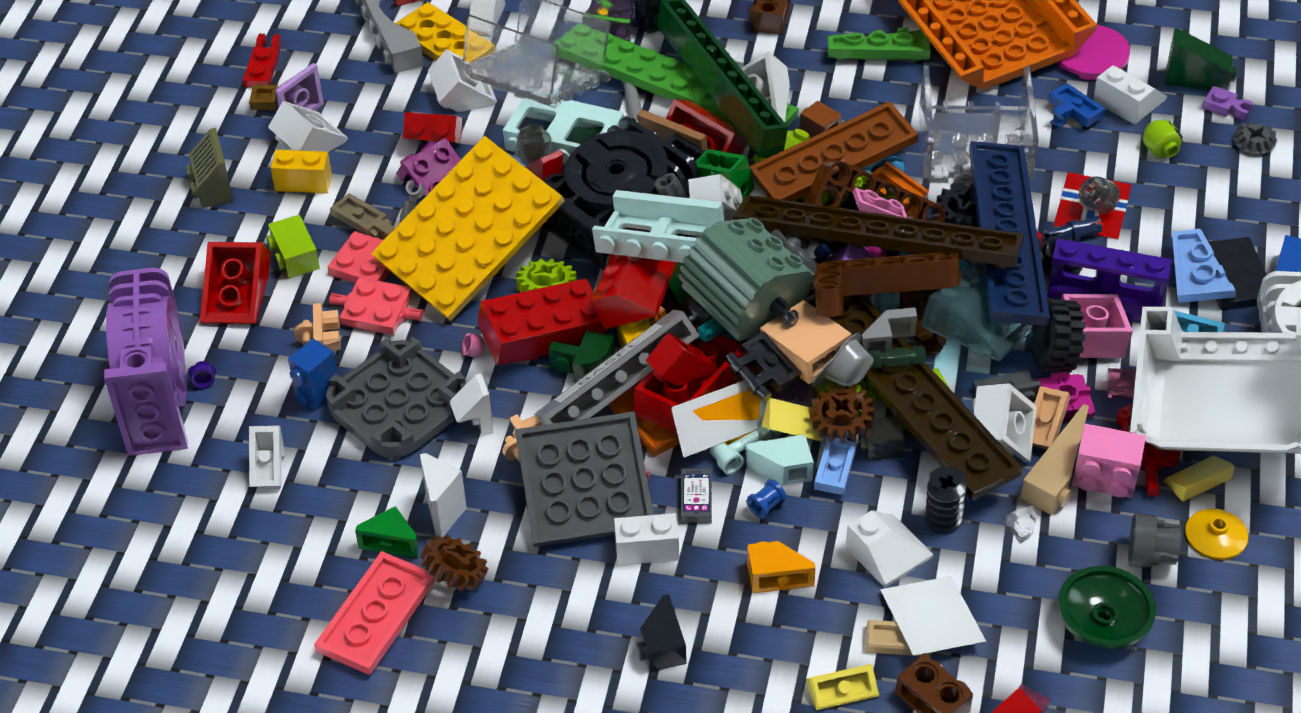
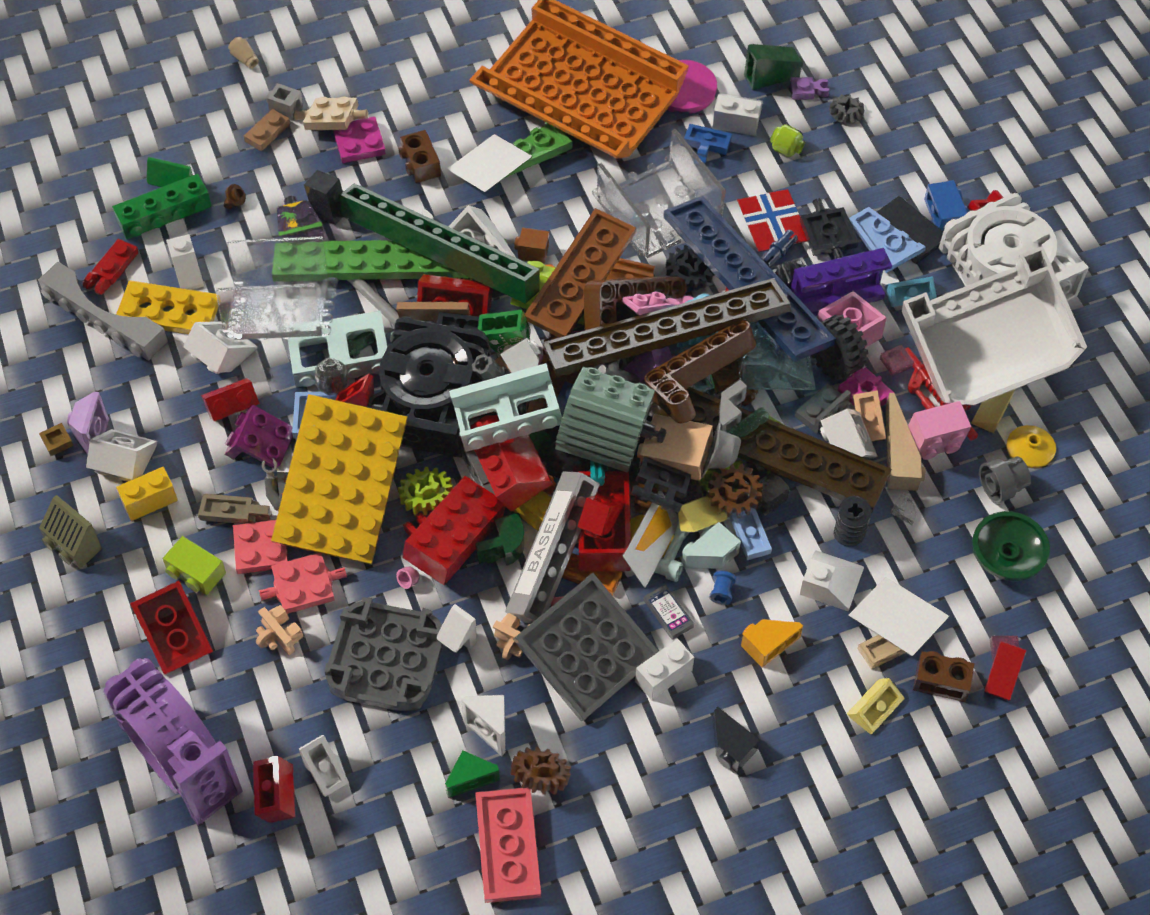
camera: 35 degrees left, 10 degrees up
(204, 380) = (209, 719): dark purple plate -> none
(207, 453) = (273, 789): none -> red brick
(262, 61) = (26, 407): red hinge -> none
(310, 373) = (308, 673): blue brick -> none
(833, 37) = (489, 162): none -> white sticker
(1099, 195) = (779, 211): clear smoke head -> none
(1143, 232) = (828, 230): none -> black plate

